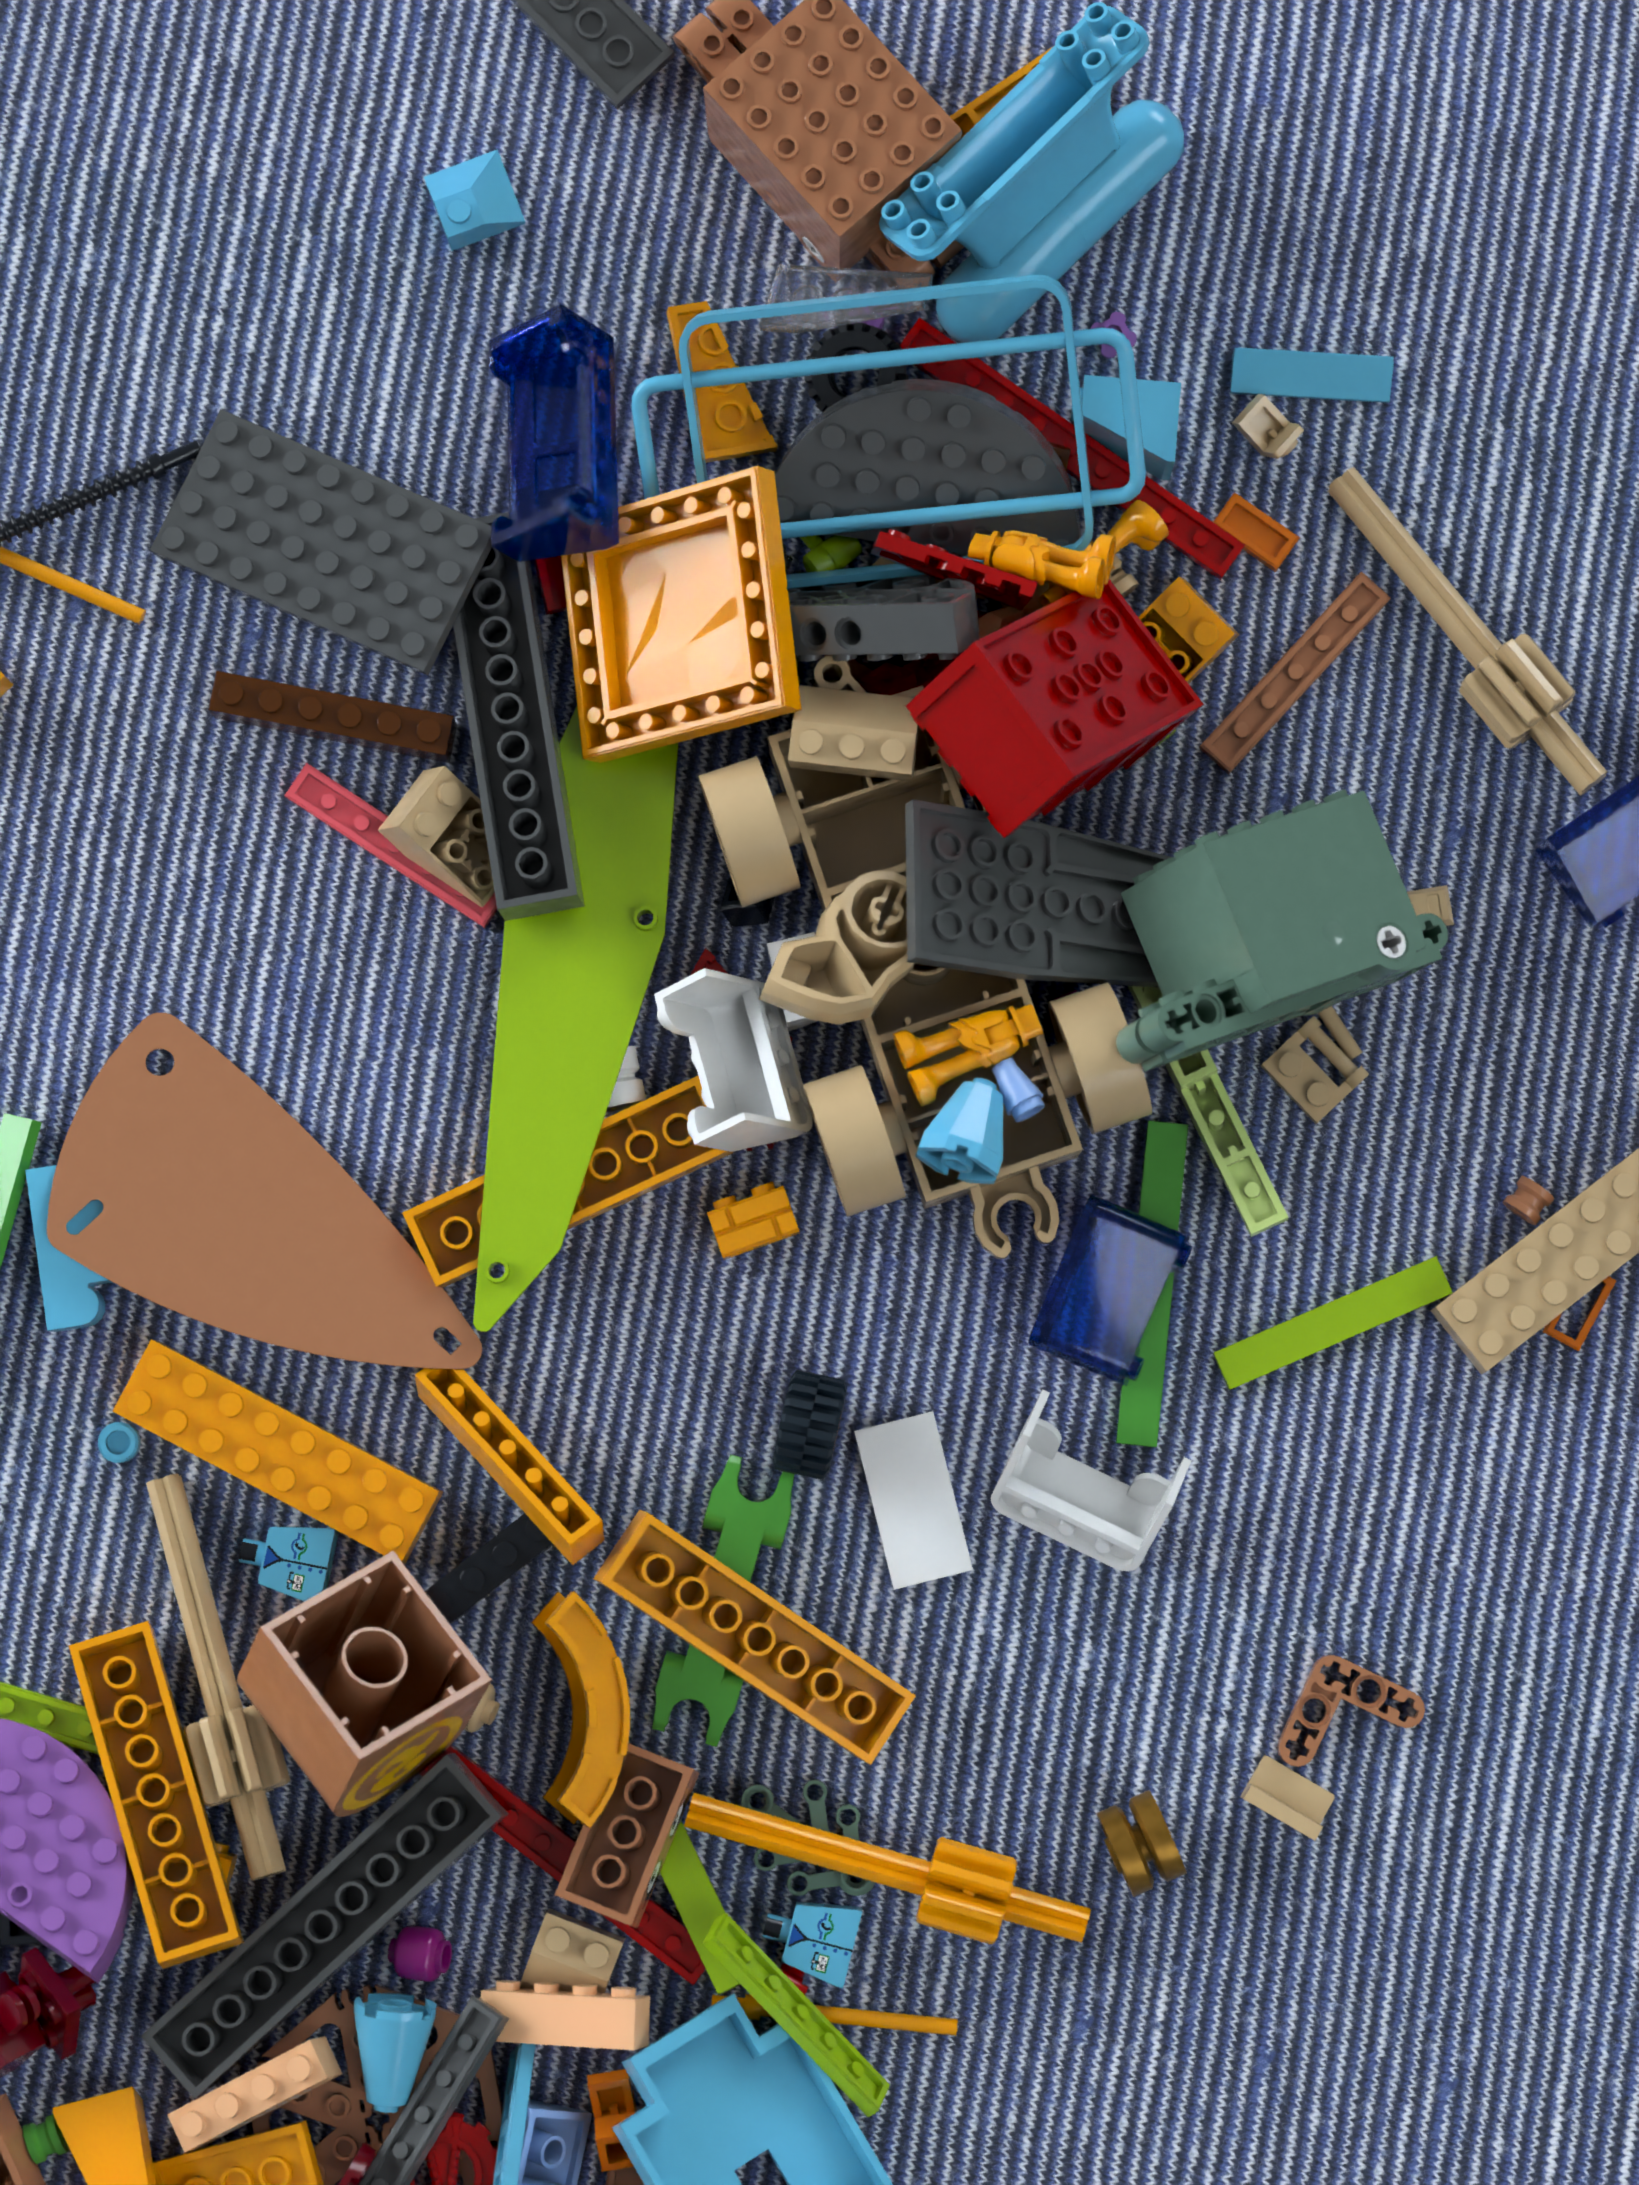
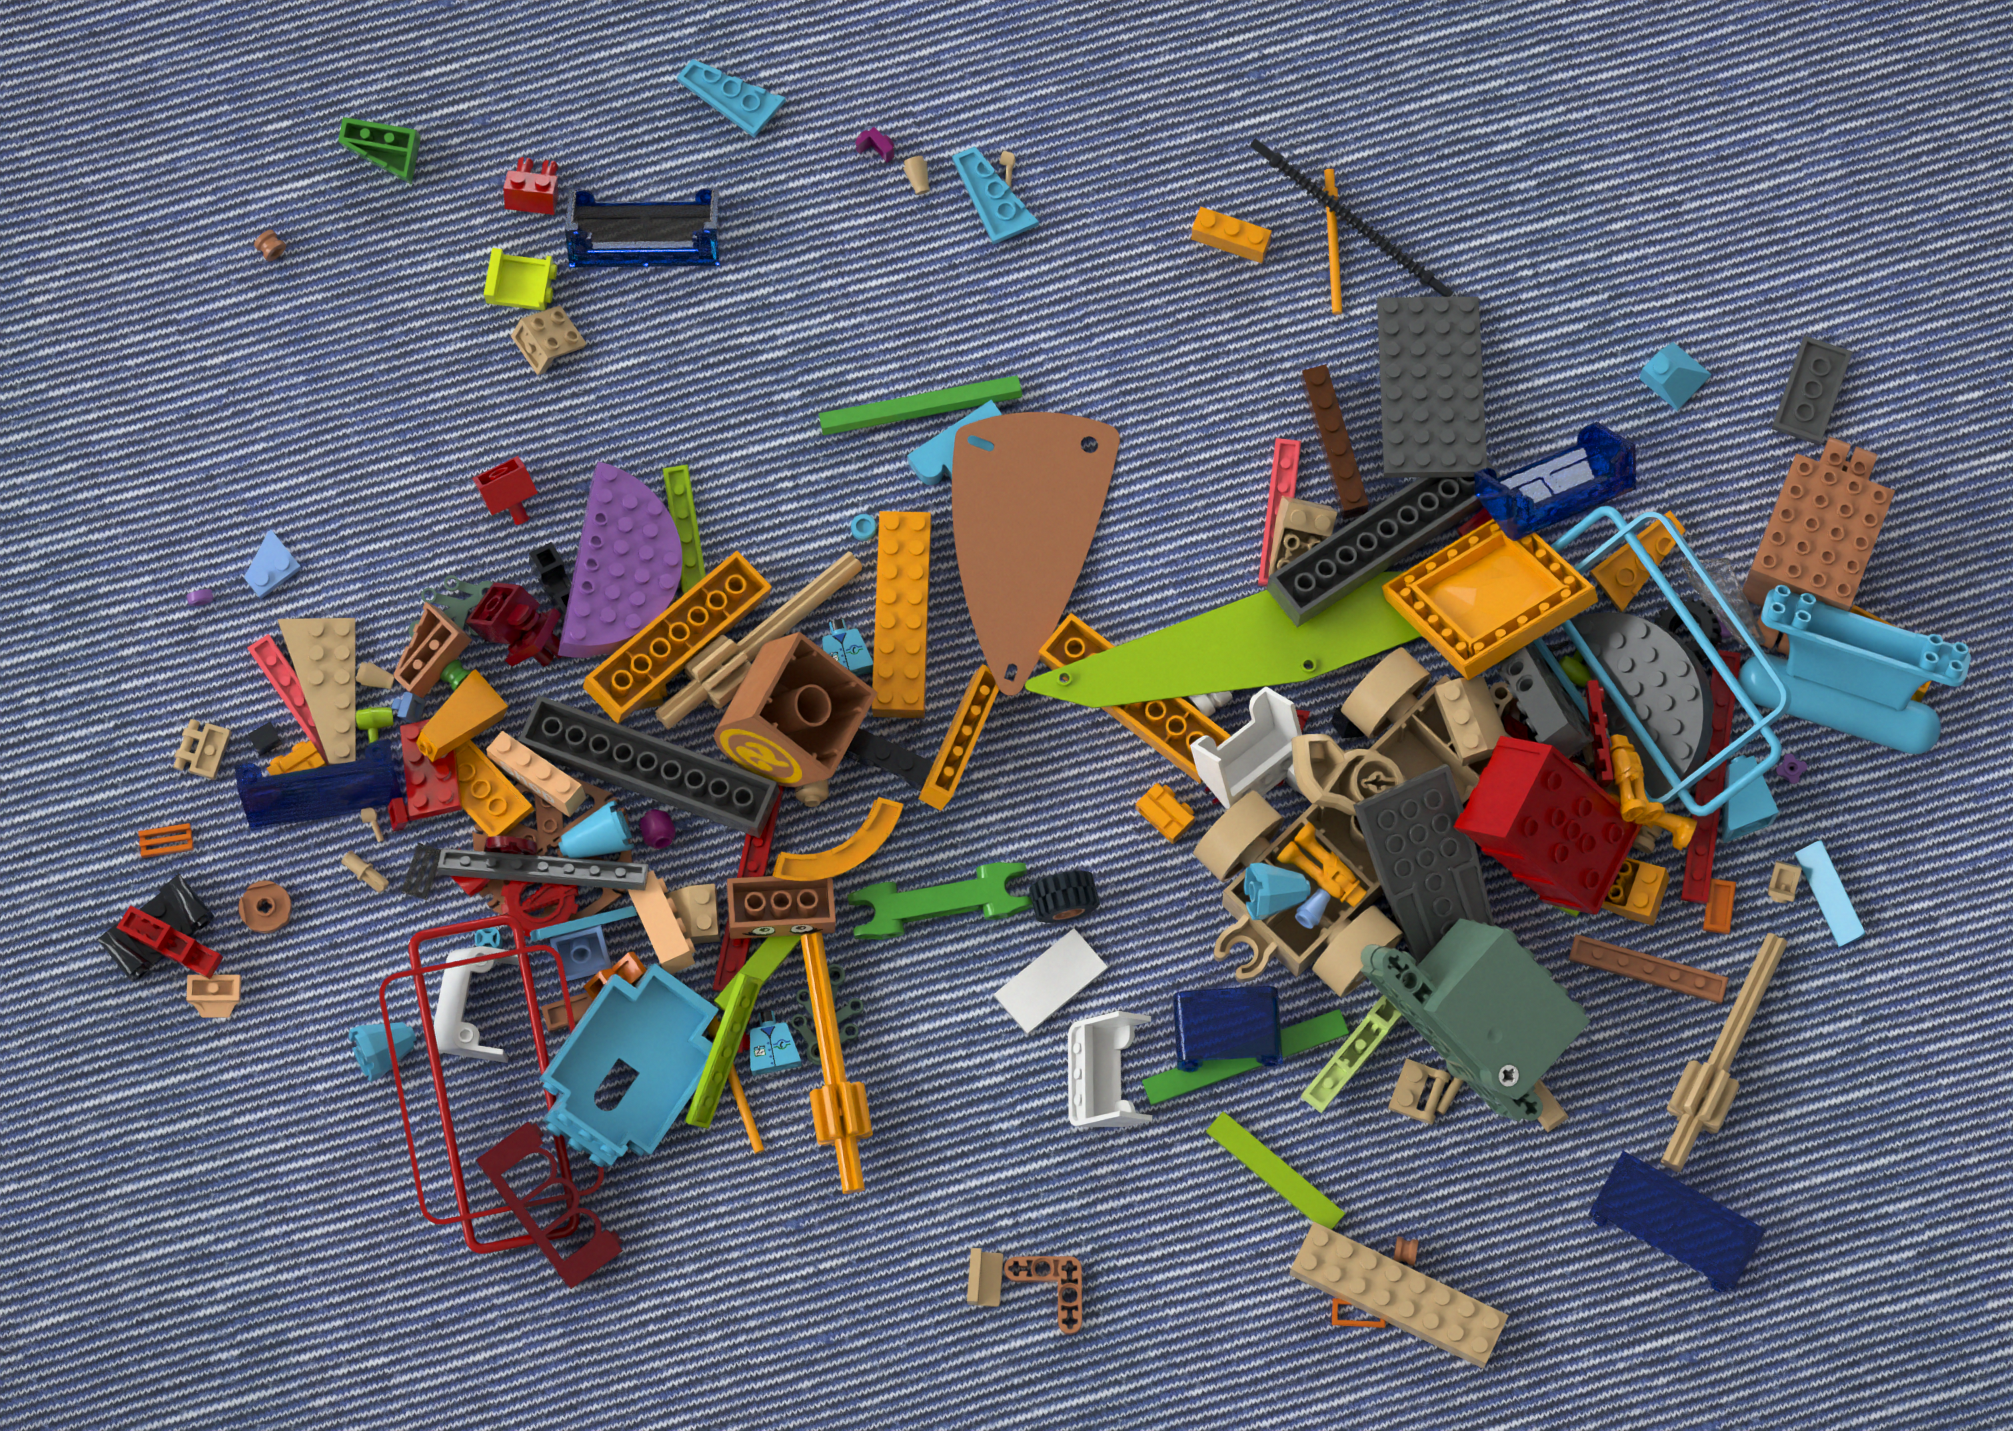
camera: 65 degrees right, 10 degrees down
(754, 1636) = (927, 922): light orange brick -> none
(1138, 1844) = (916, 1200): pearl gold wheel -> none

